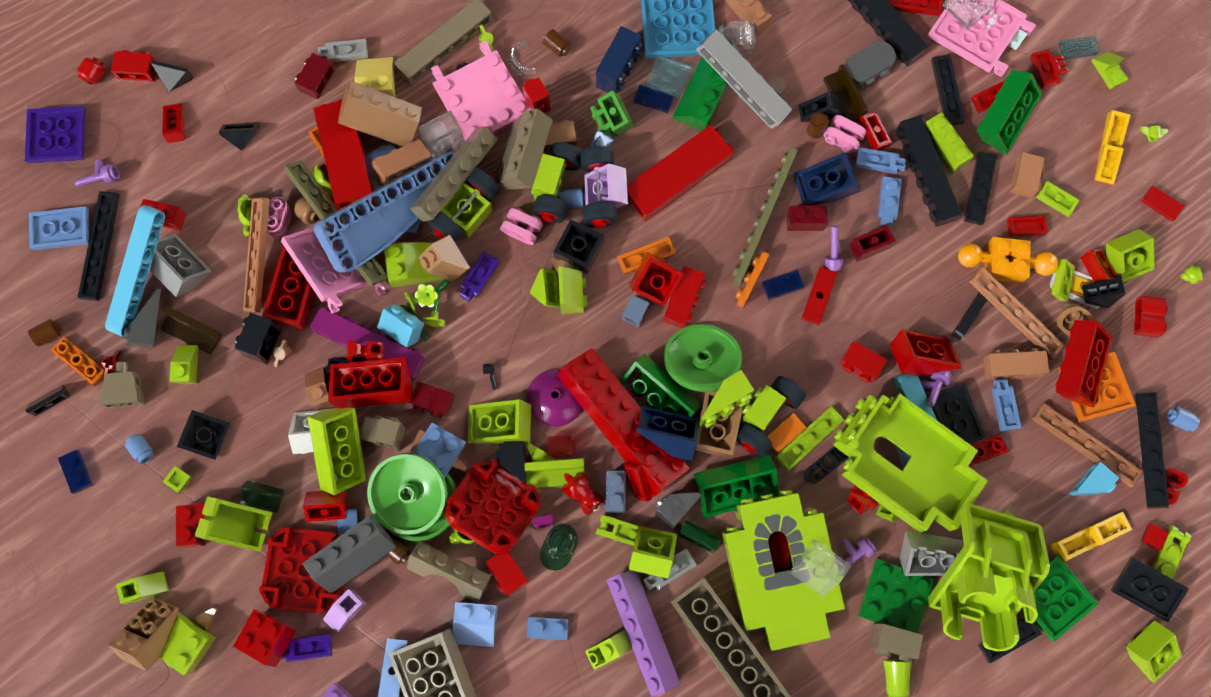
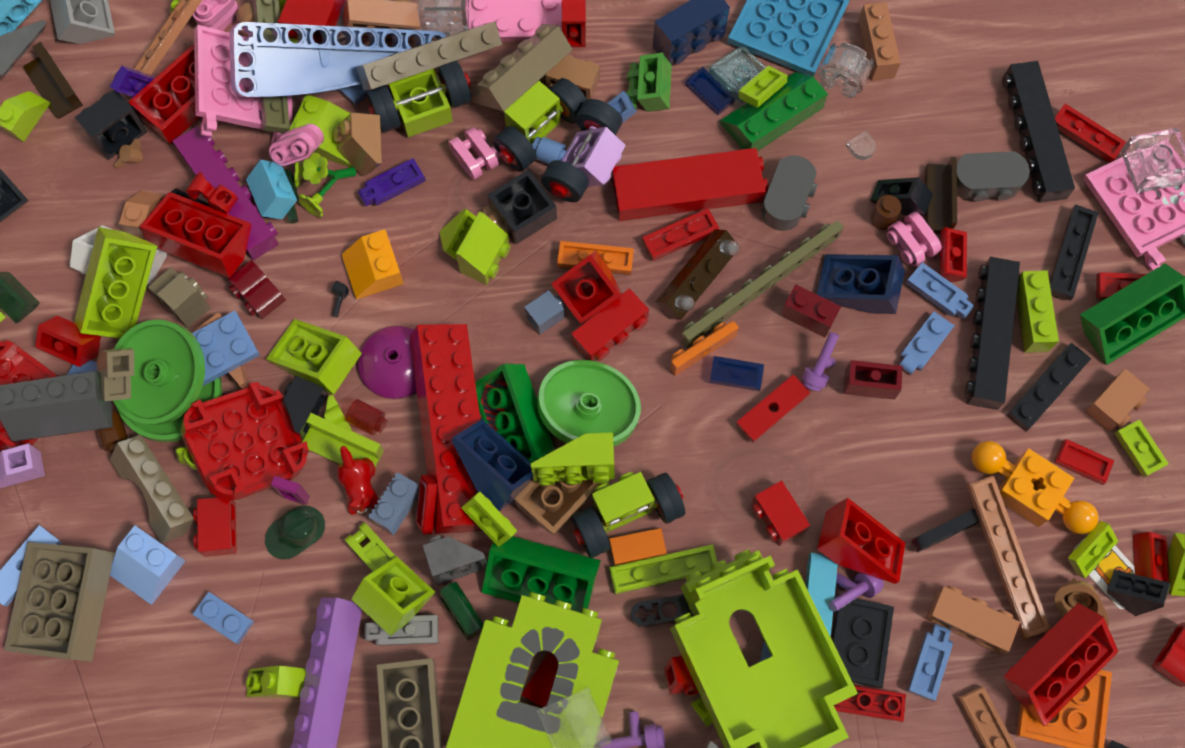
camera: 30 degrees right, 5 degrees down
(256, 301) = (130, 81): none -> dark purple hinge
(383, 508) = (115, 372): none -> dark tan brick
(402, 285) = (296, 144): none -> bright pink brick
(500, 340) = (372, 265): none -> light orange slope
(688, 468) = (489, 519): none -> lime plate
(690, 79) = (762, 86): none -> lime plate
(692, 210) = (680, 234): none -> red plate
(721, 231) = (697, 274): none -> dark brown piece
(744, 79) = (824, 114): light grey brick -> none
(747, 144) = (789, 192): none -> dark grey brick

